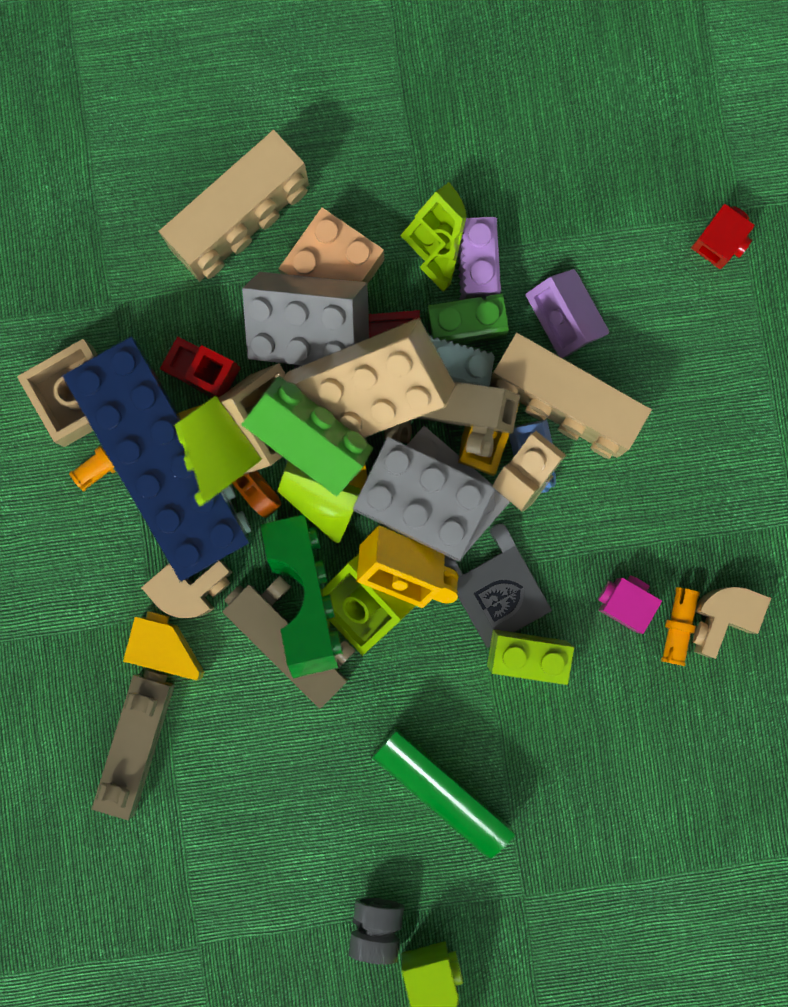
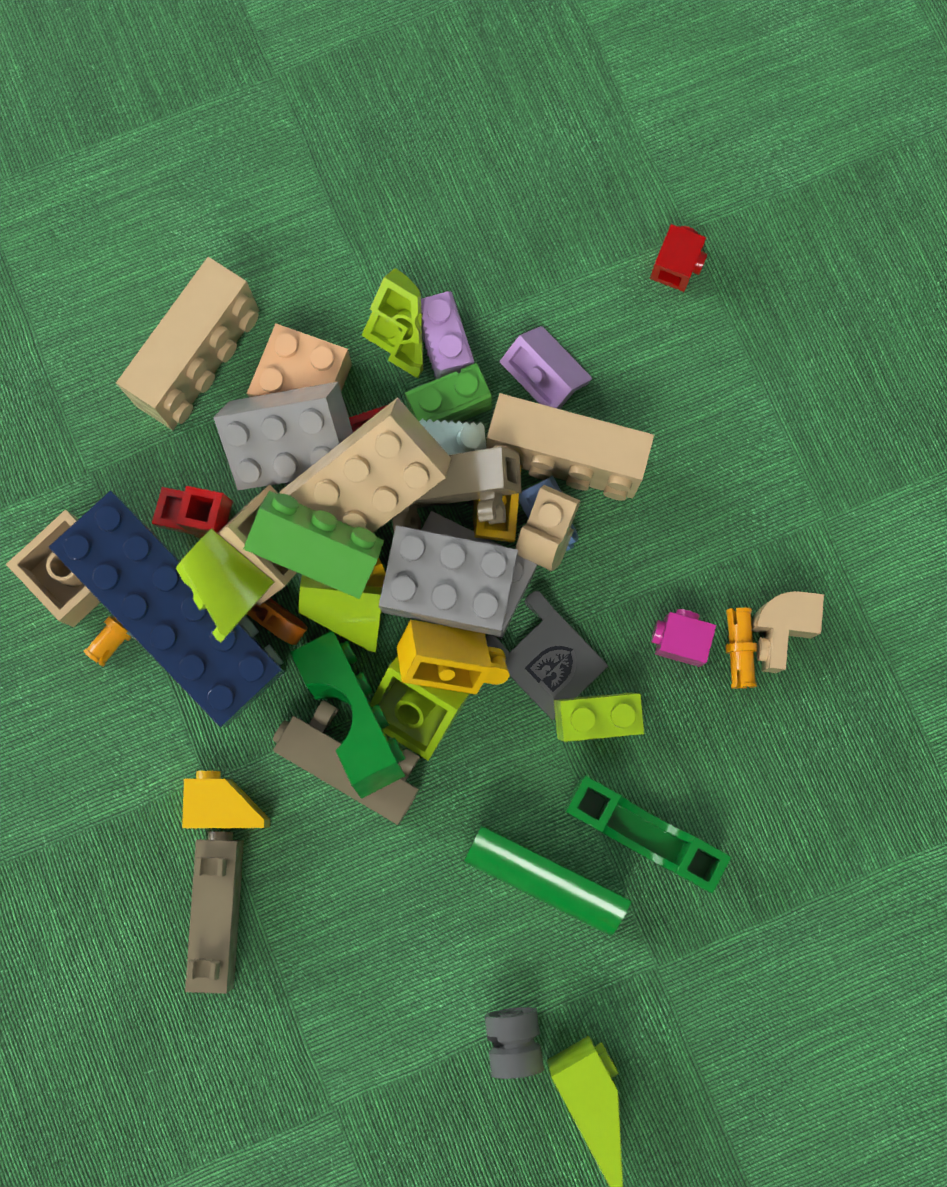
camera: 15 degrees left, 5 degrees down
(184, 597) = (232, 747): tan brick -> none
(545, 776) = (647, 834): none -> green arch

